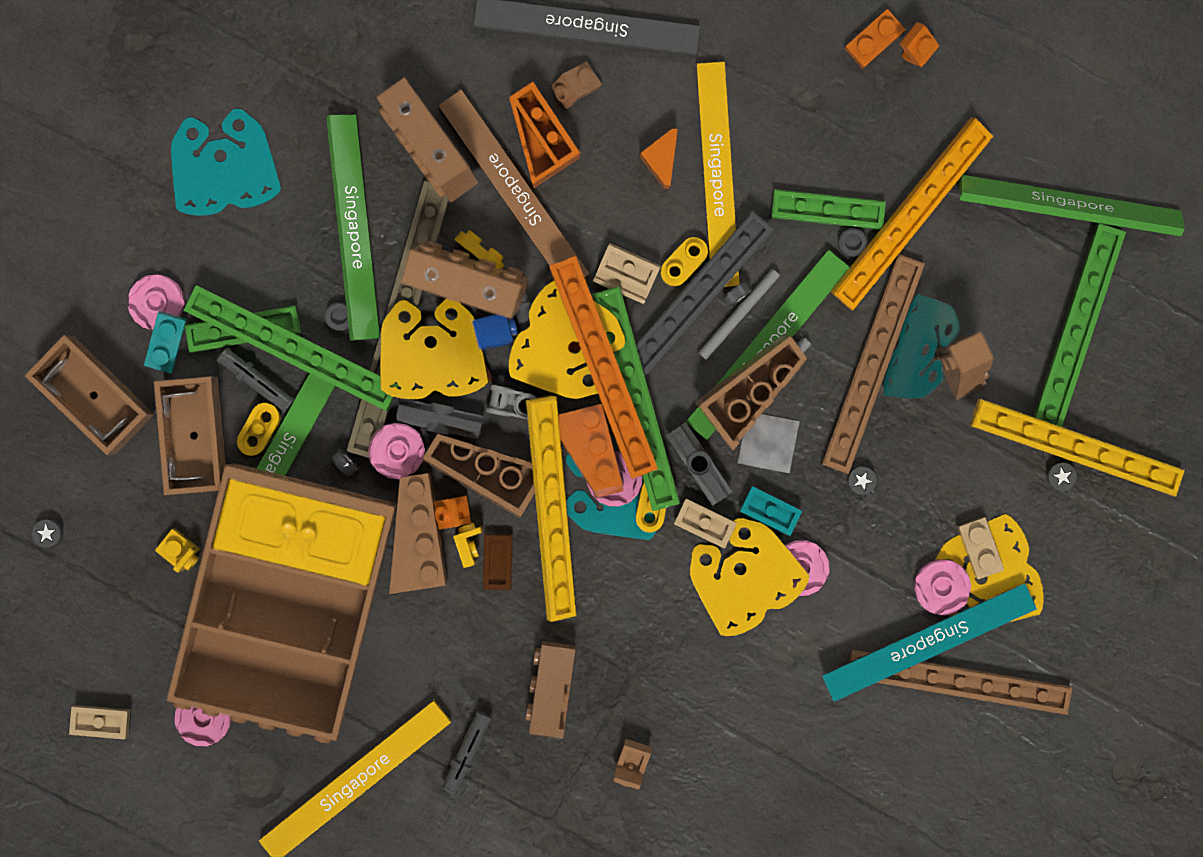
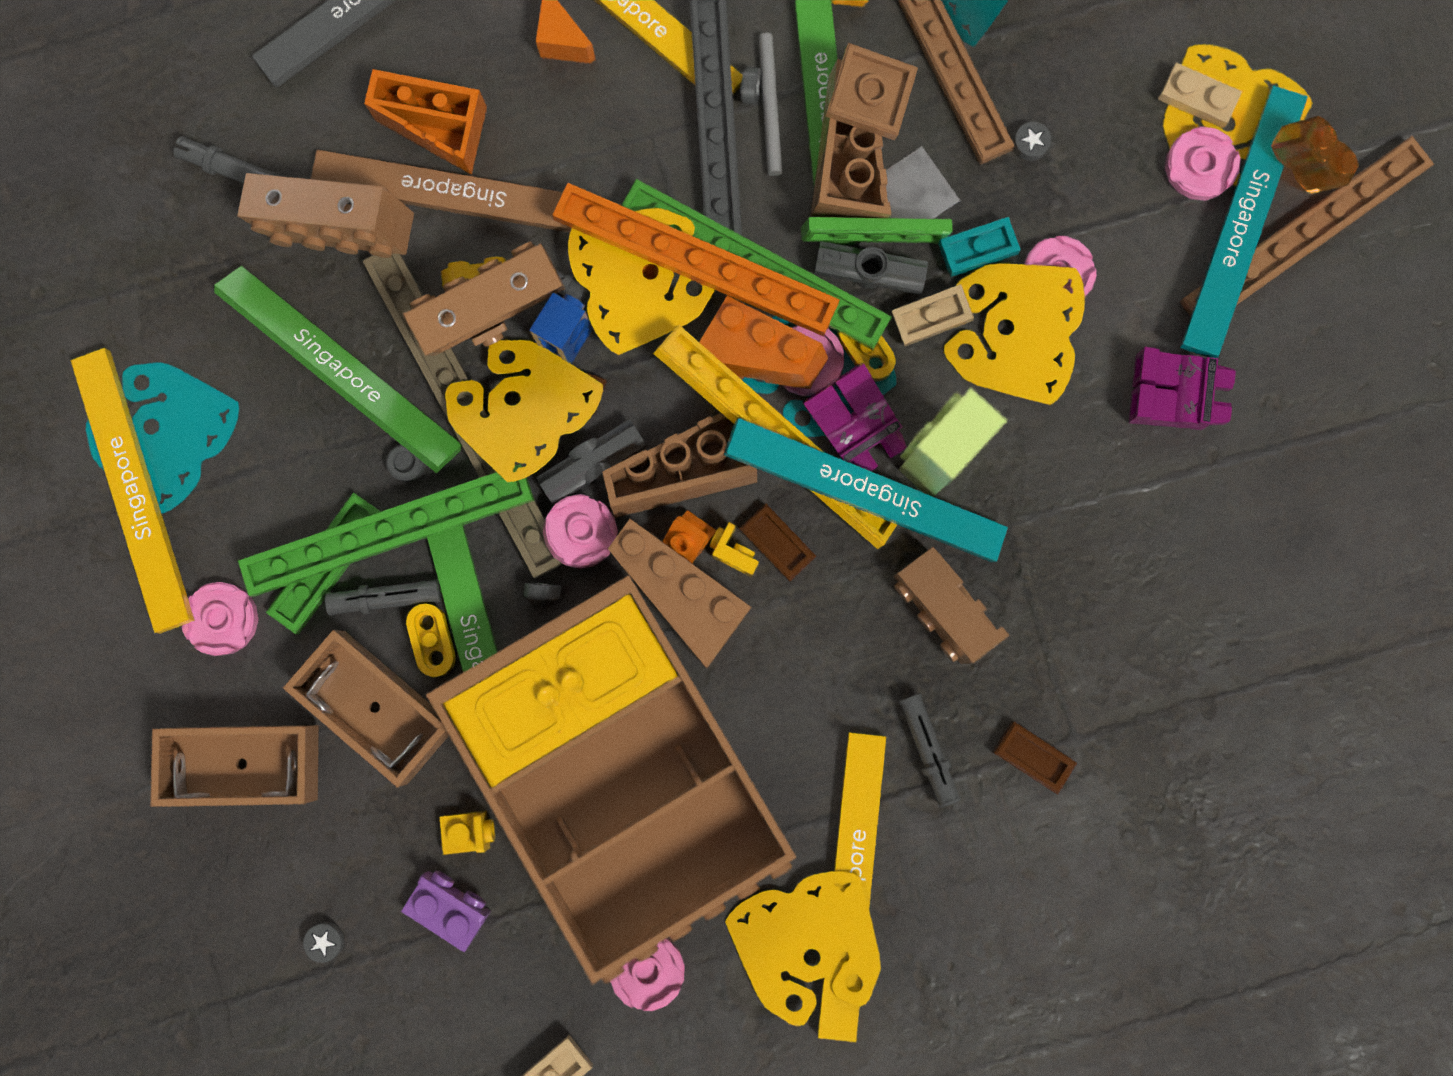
camera: 45 degrees left, 5 degrees down
(128, 581) = (446, 909): none -> medium lavender bracket
(165, 342) = (262, 645): teal plate -> none
(176, 184) = (132, 491): none -> yellow tile
(305, 772) = (802, 922): none -> yellow piece
(403, 49) = (215, 161): none -> dark grey pin
(509, 402) = (642, 383): light grey piece -> none
(519, 811) = (1034, 757): none -> reddish brown tile
(569, 584) = (865, 490): none -> teal tile
(576, 84) = (416, 46): medium nougat bracket -> none
(601, 548) = (862, 429): none -> magenta hips
(627, 270) = (630, 159): tan plate -> none
(632, 764) = (1093, 603): medium nougat bracket -> none
(634, 607) = (949, 441): none -> yellowish green brick
(684, 261) = (673, 104): yellow plate -> none
(722, 448) = (875, 230): none -> bright green tile
(789, 373) = (871, 91): none -> medium nougat tile
(803, 704) = (1179, 390): none -> magenta hips
(1001, 646) = (1315, 155): none -> clear orange brick

